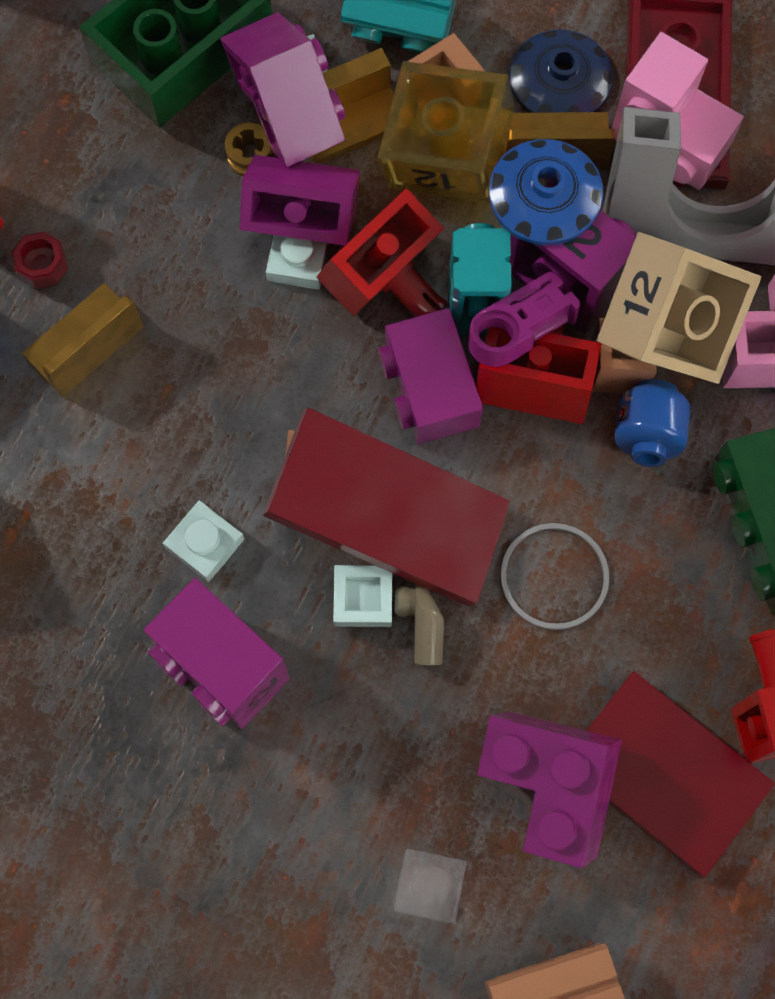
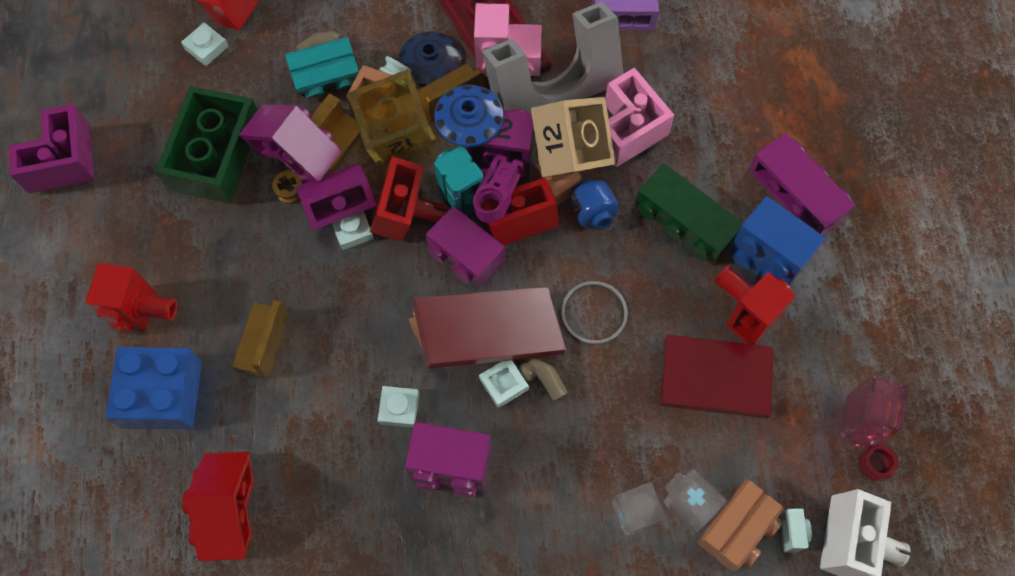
camera: 30 degrees left, 5 degrees down
(39, 260) = (209, 311): dark red tile -> none
(497, 61) = (393, 66): none -> light aqua bush
(514, 921) = (693, 499): none -> clear brick
(570, 780) = (670, 403): magenta brick -> none

